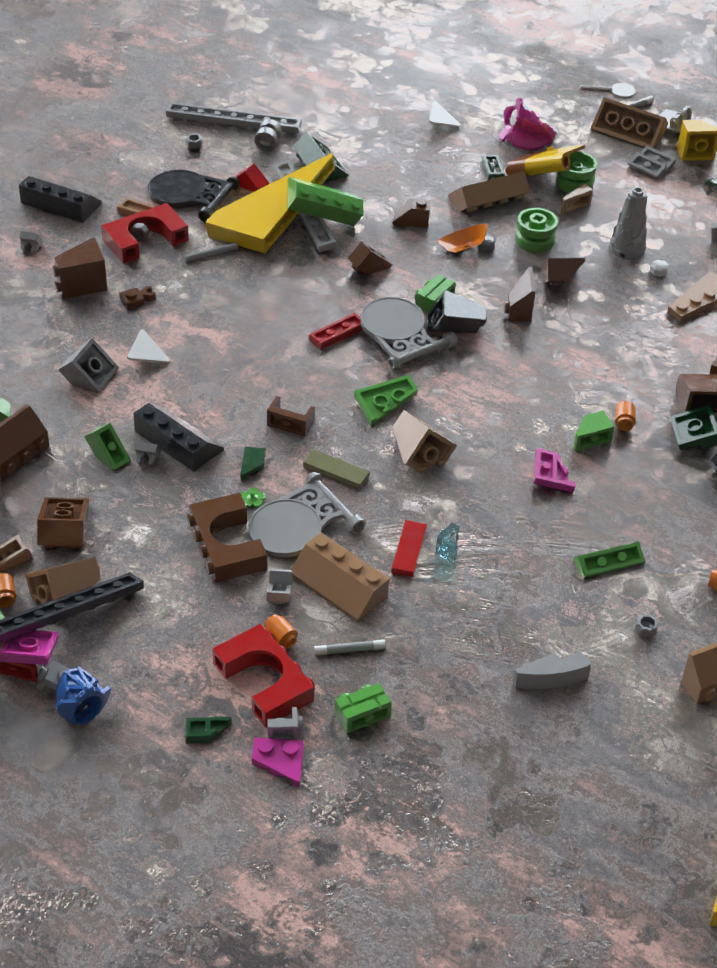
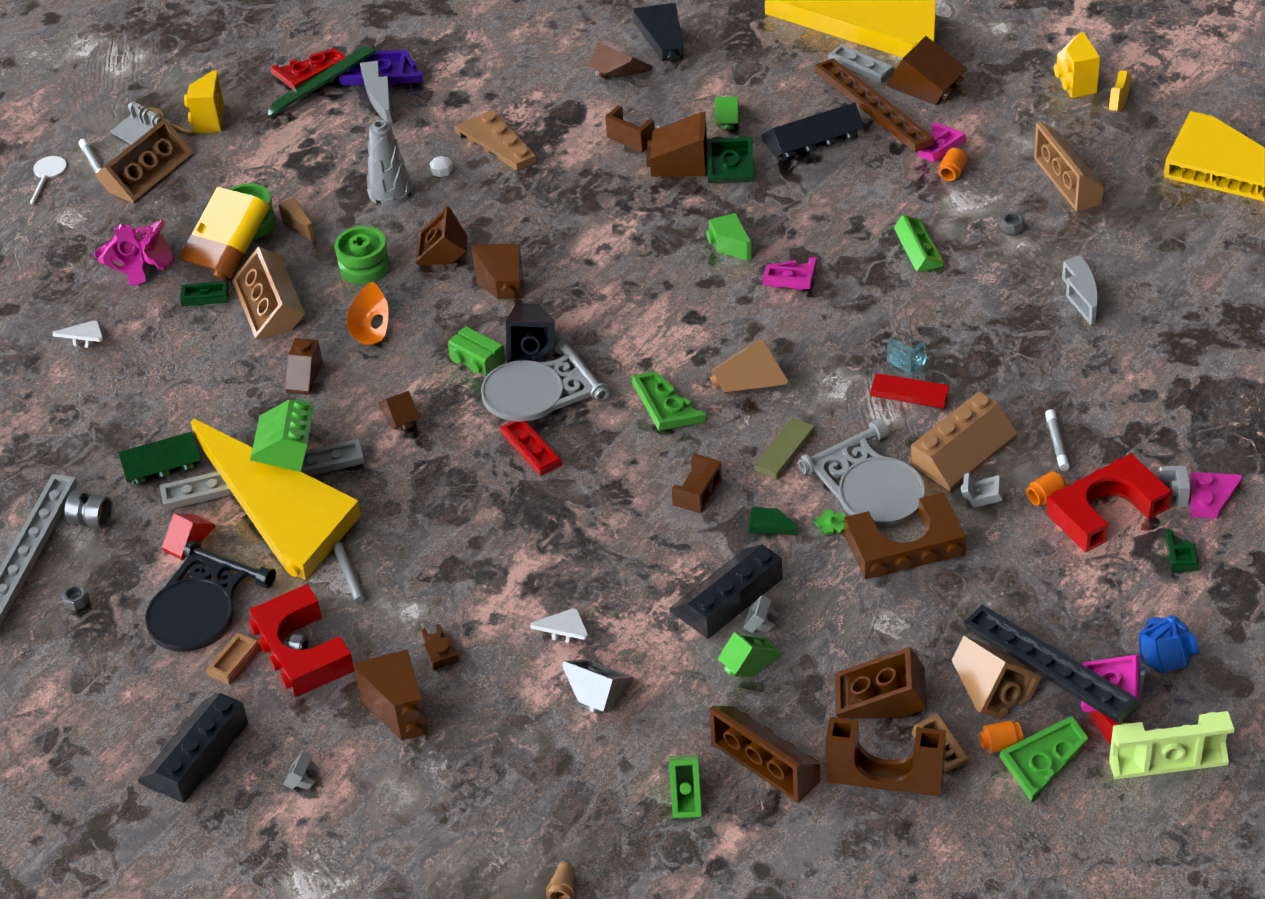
camera: 80 degrees left, 0 degrees up
(362, 707) = (1144, 426): bright green brick -> none
(625, 415) = (705, 209): orange brick -> none
(652, 162) = (225, 153): light grey slope -> none

